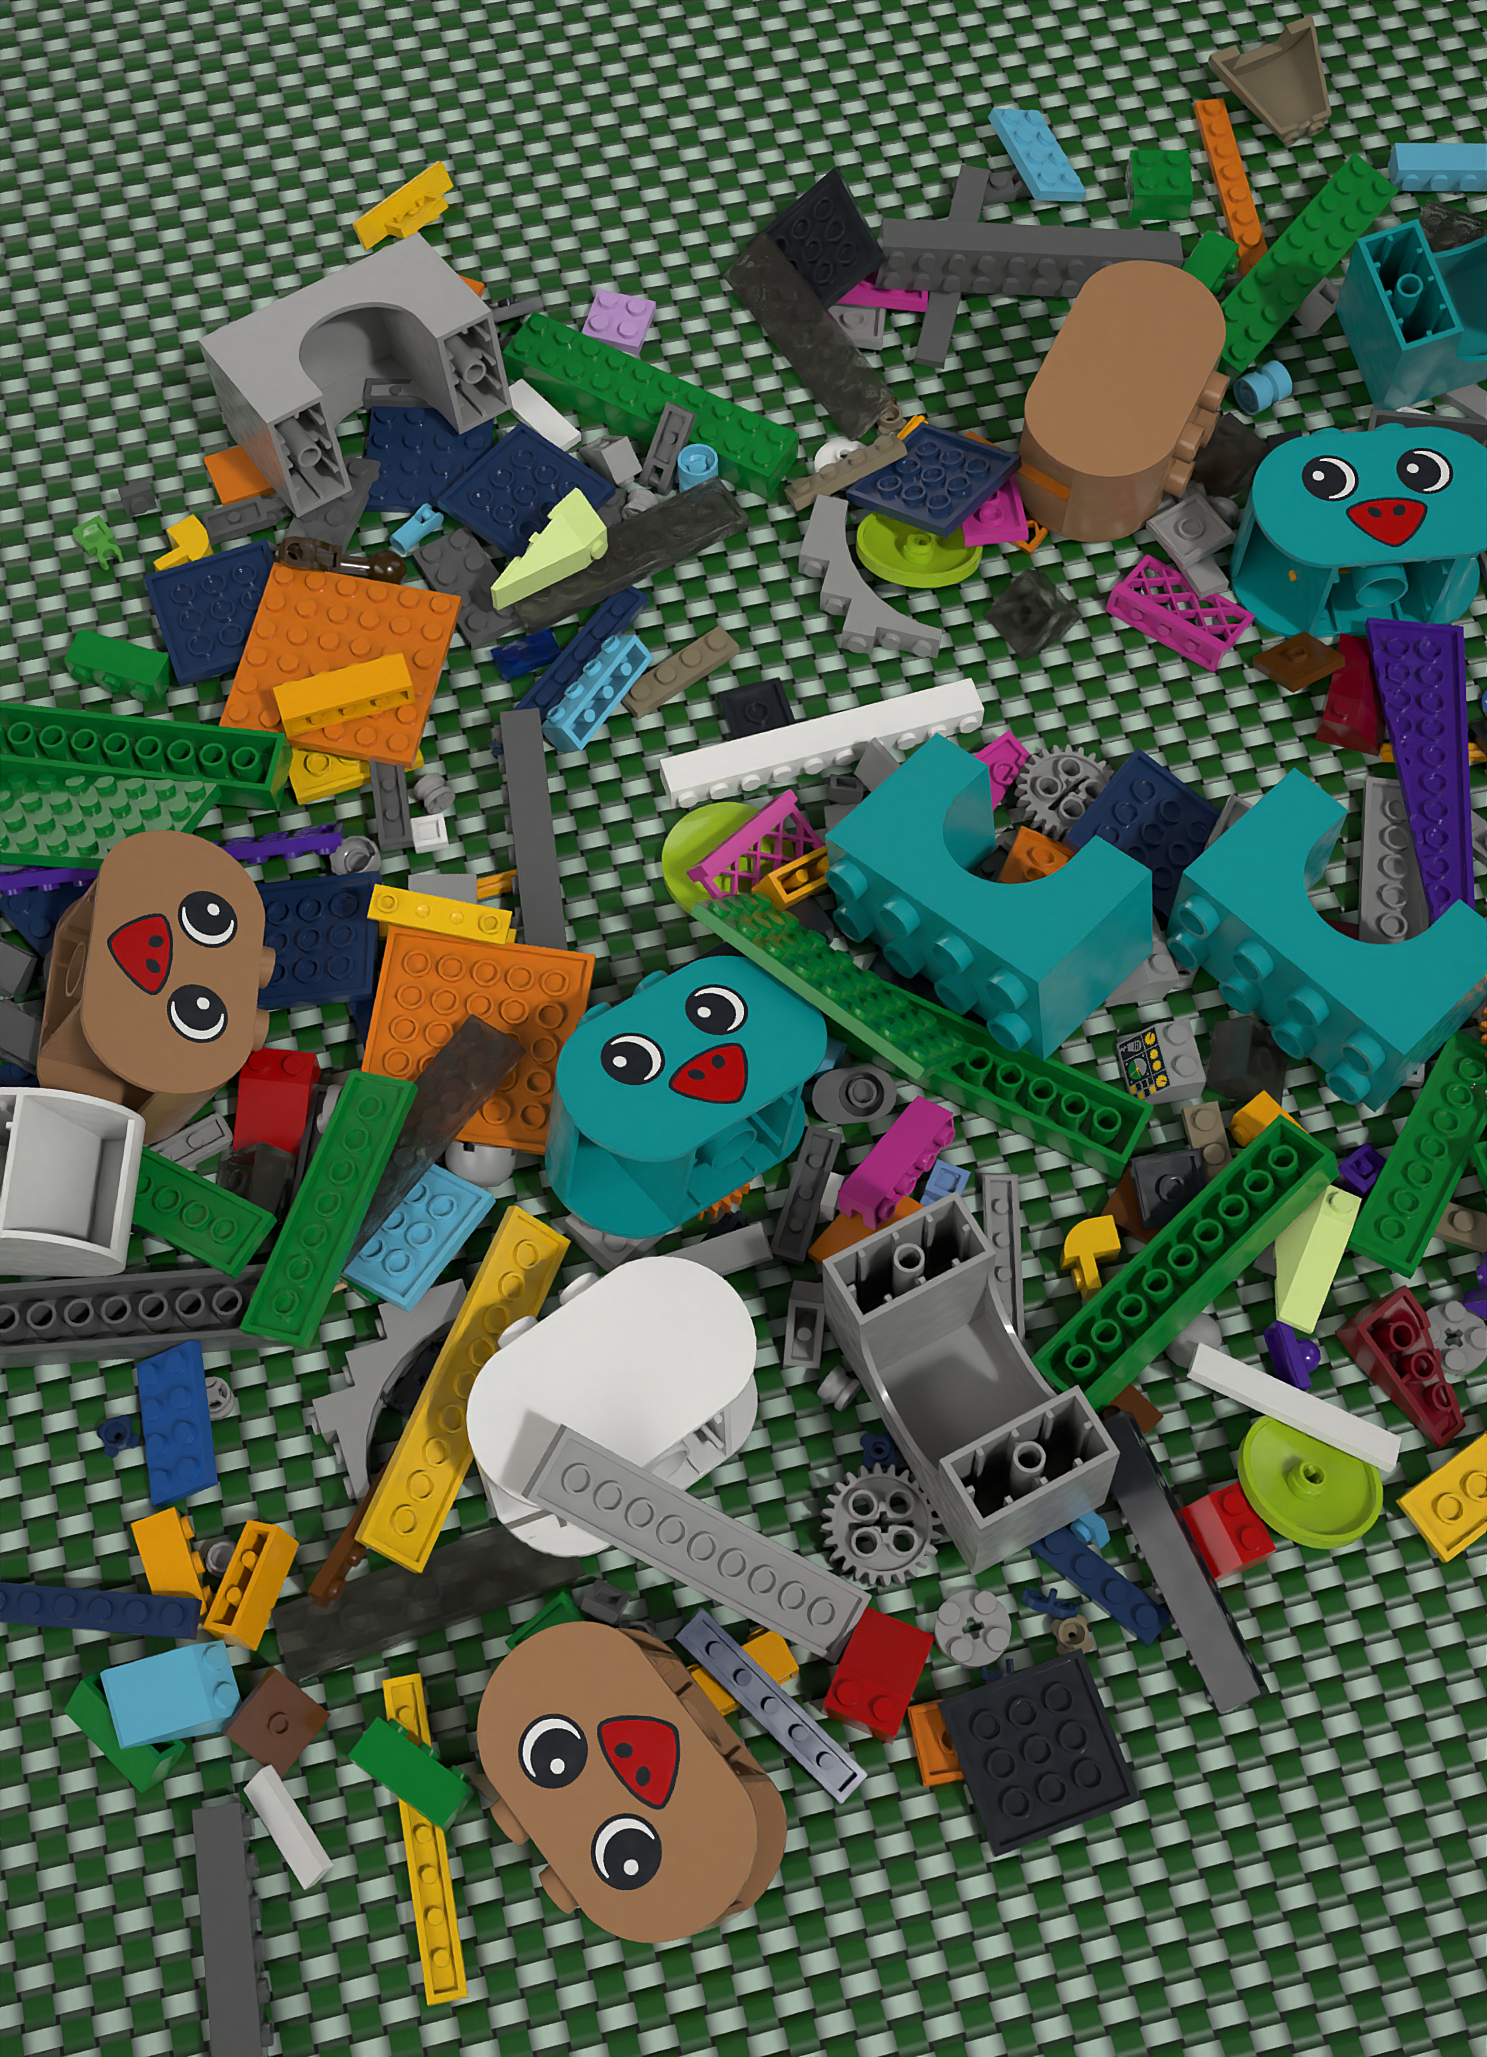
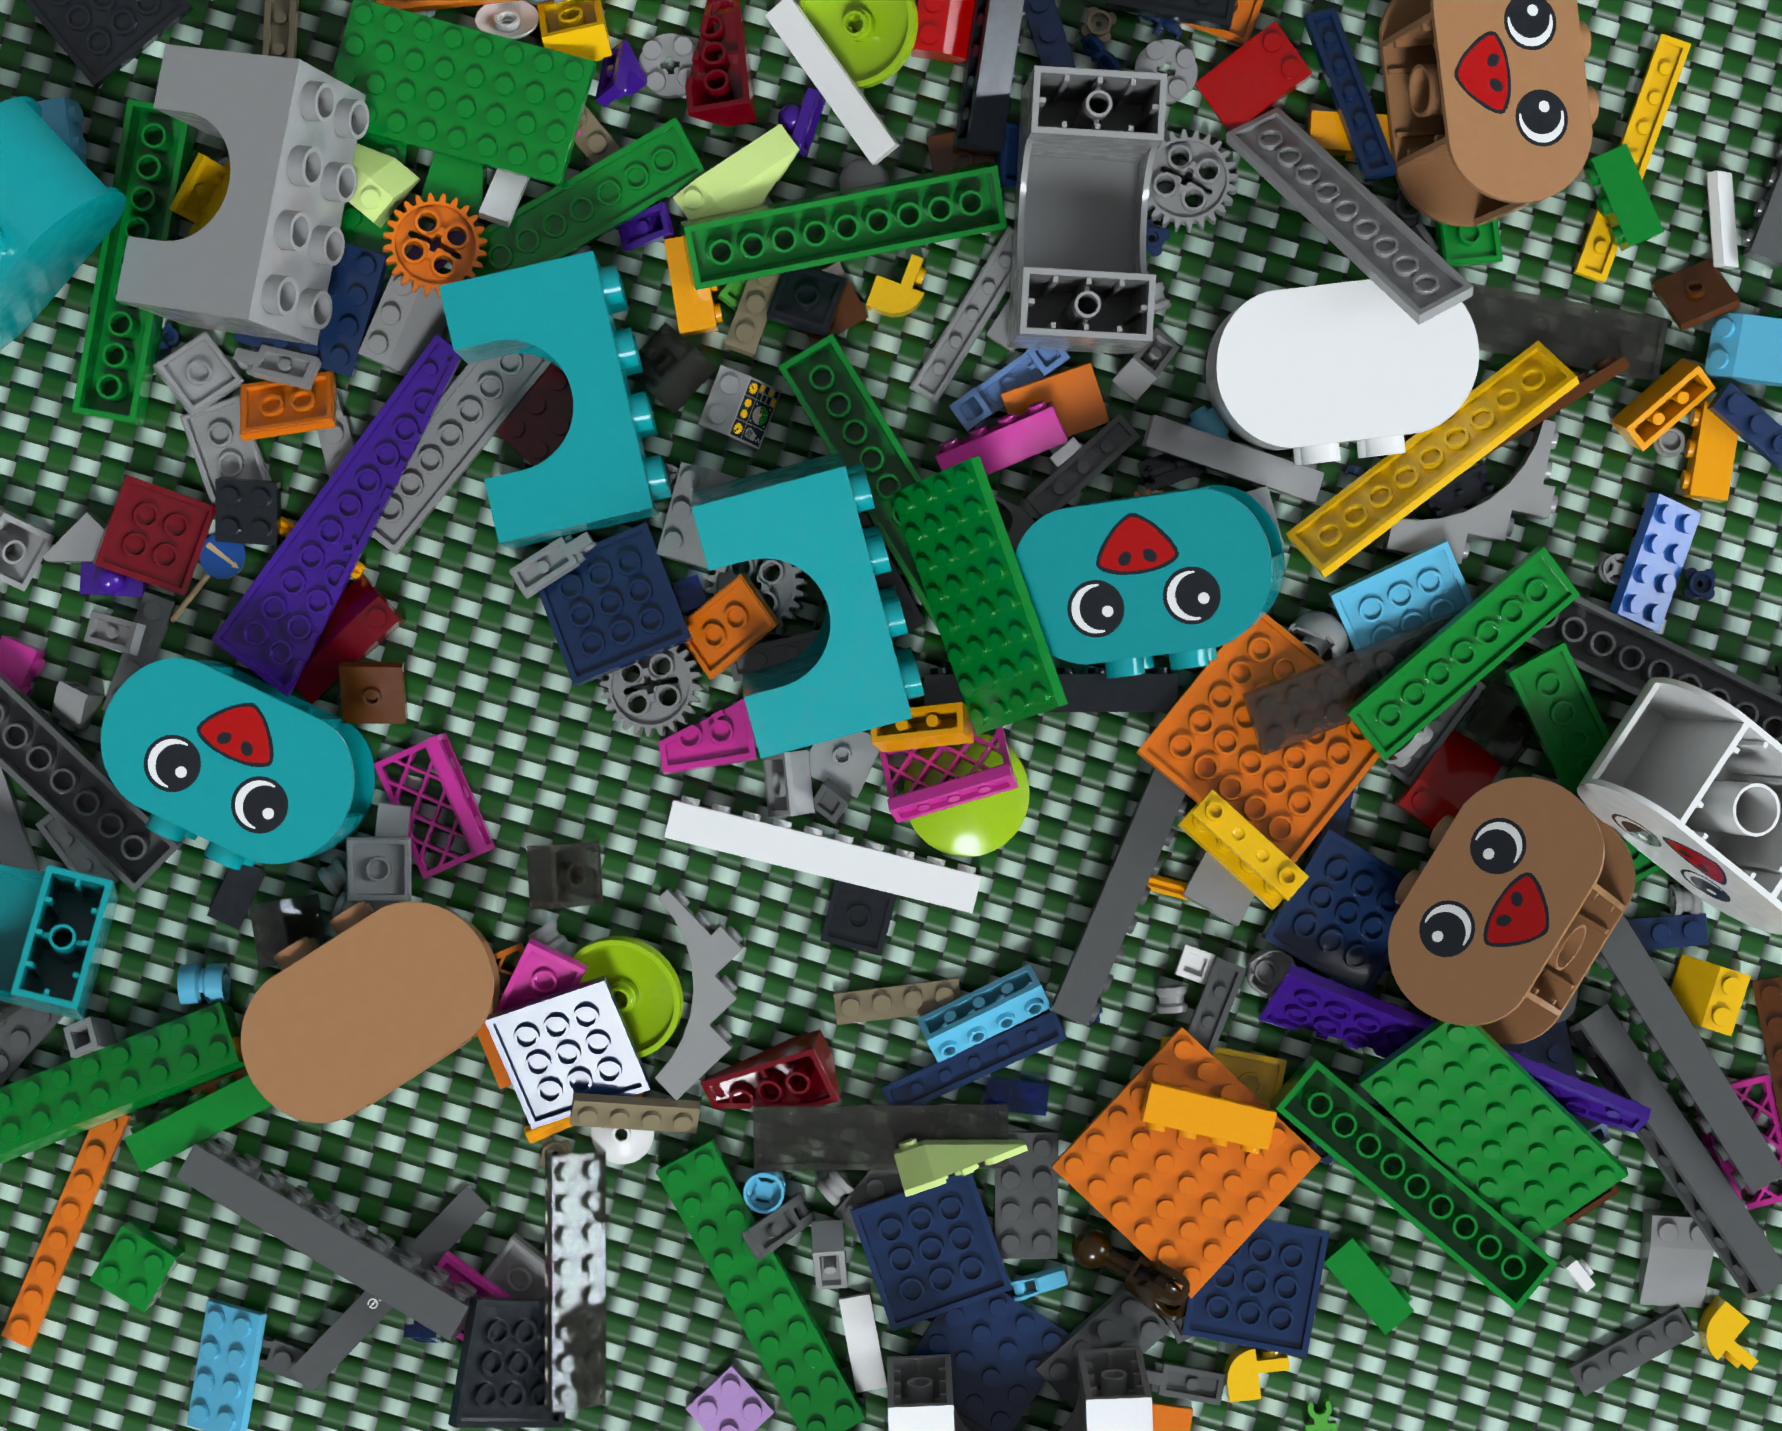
camera: 150 degrees left, 25 degrees up
(737, 569) = (786, 1074): none -> dark red wedge
(1011, 561) = (549, 935): none -> light grey wheel

